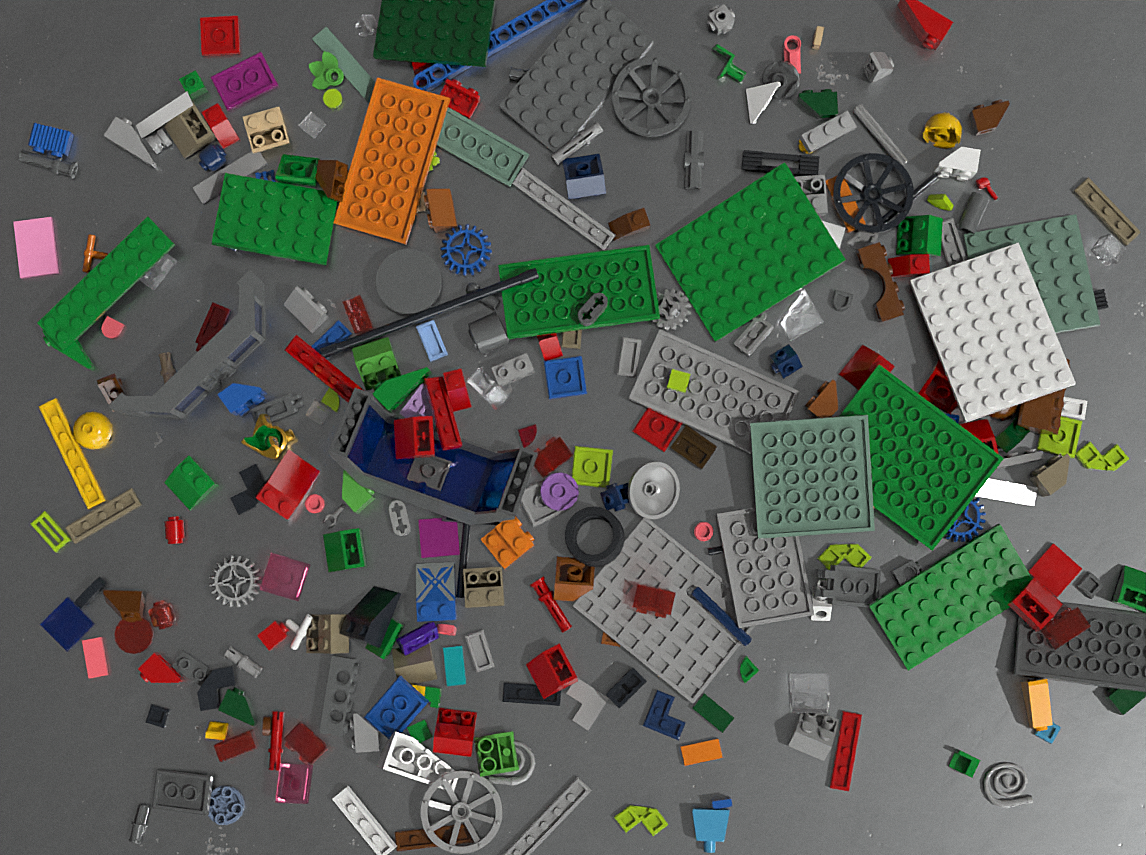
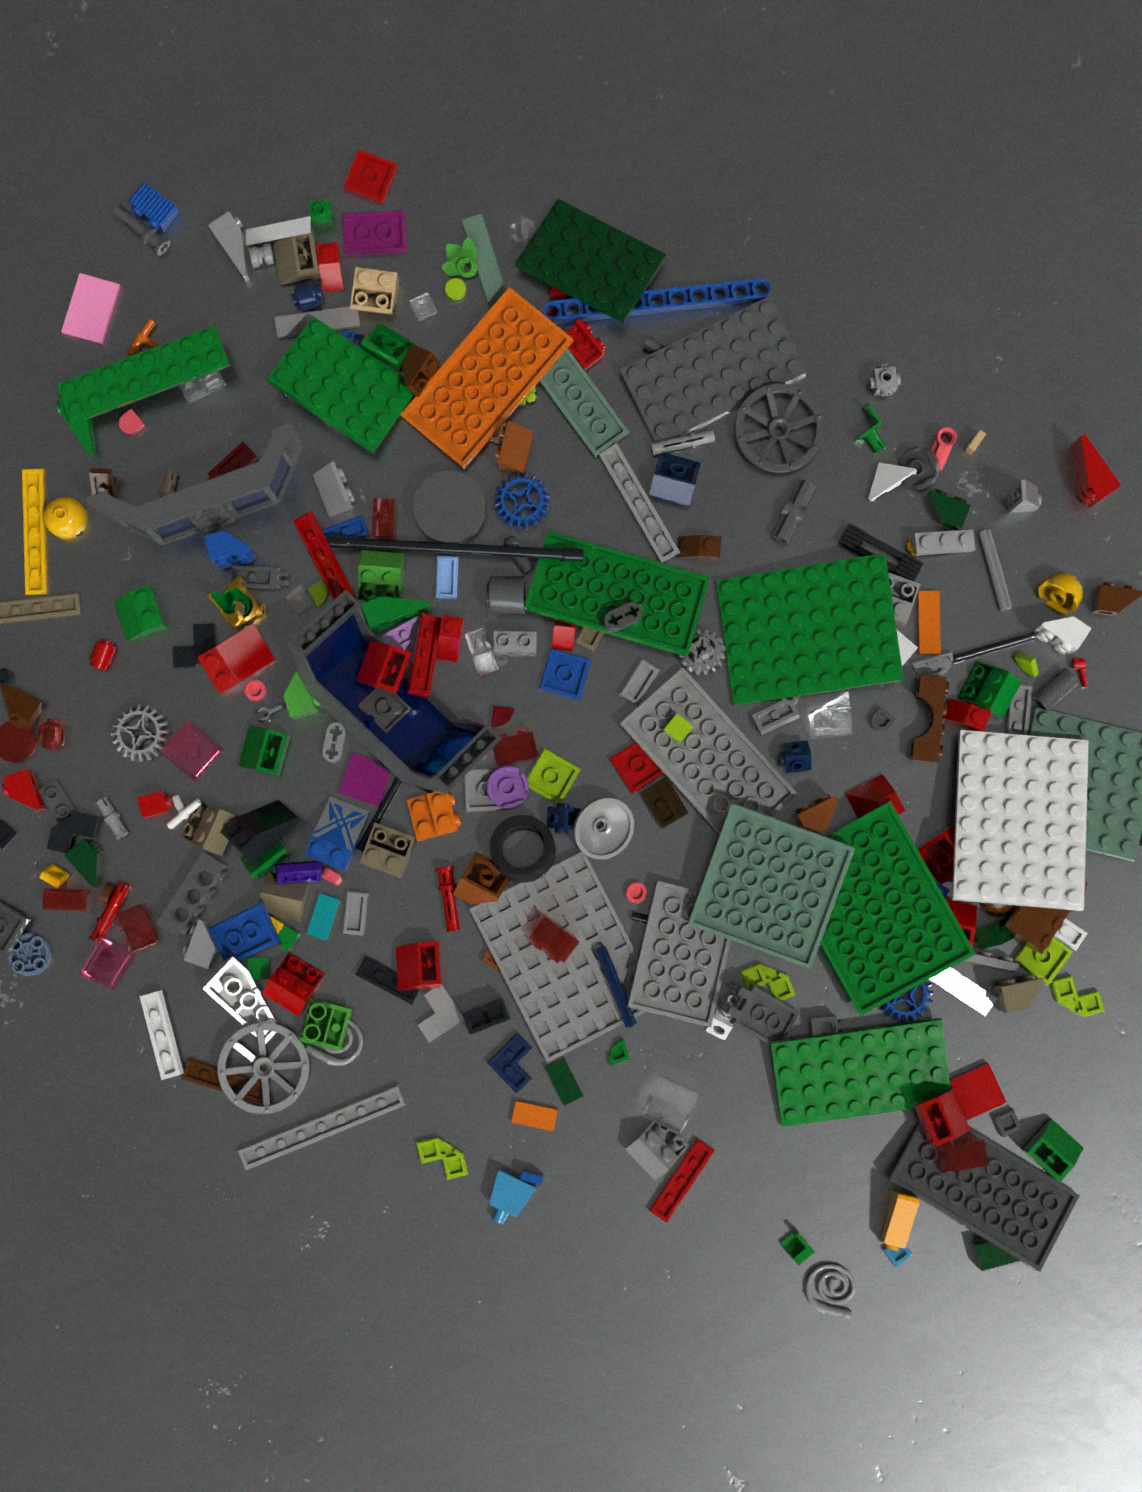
camera: 20 degrees right, 0 degrees up
(879, 192) = (968, 626): black wheel -> none

